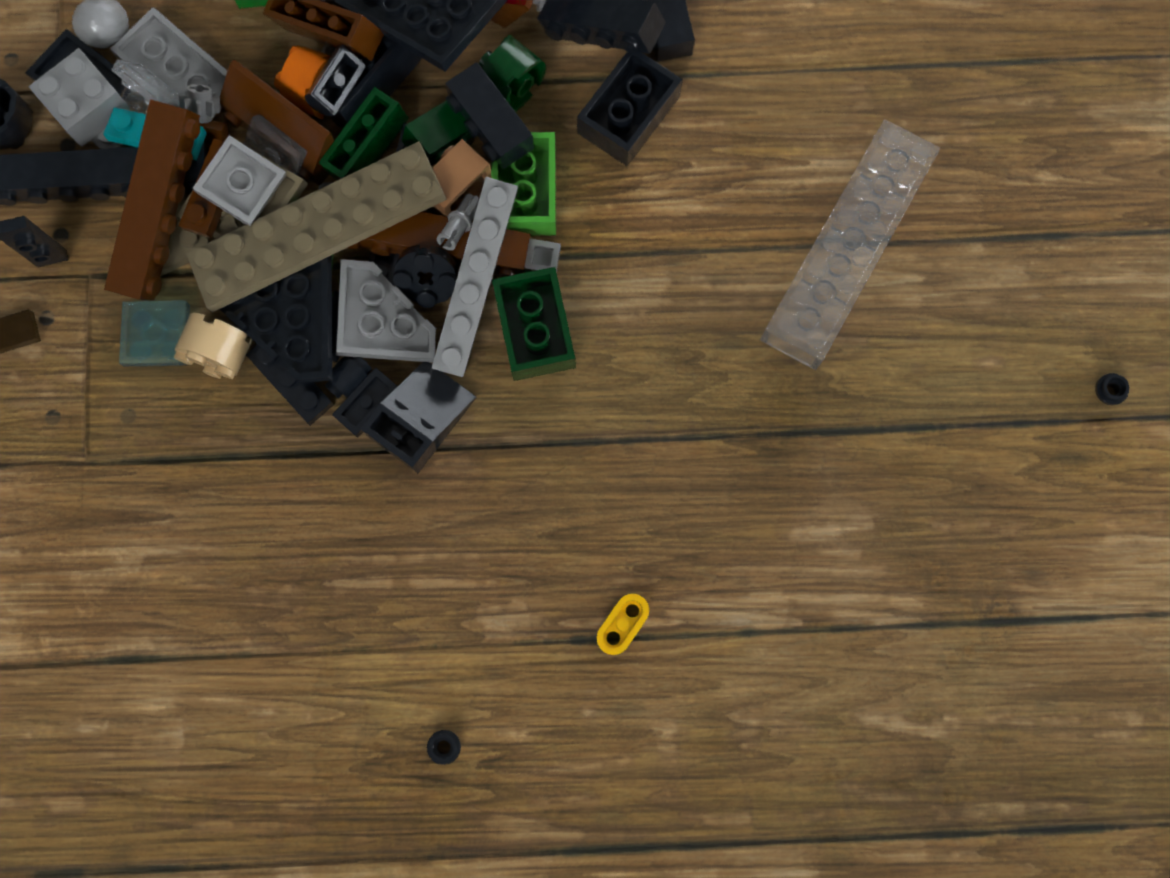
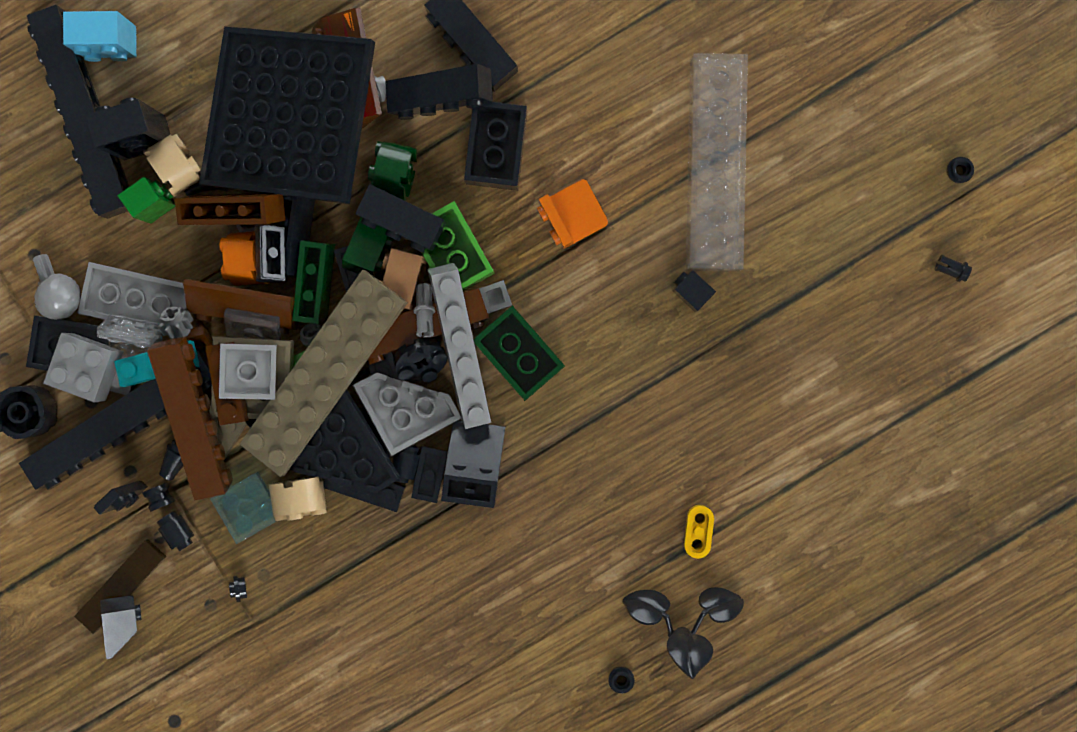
camera: 30 degrees left, 10 degrees up
(65, 316) = (175, 531): none -> black brick
(71, 272) = (158, 497): none -> black wheel
(91, 412) = (238, 588): none -> black plate
(103, 248) = (171, 462): none -> black cone
(535, 737) = (685, 647): none -> black plant
(670, 216) = (572, 213): none -> orange bracket
(756, 360) = (693, 290): none -> black brick
(1054, 488) = (958, 270): none -> black pin

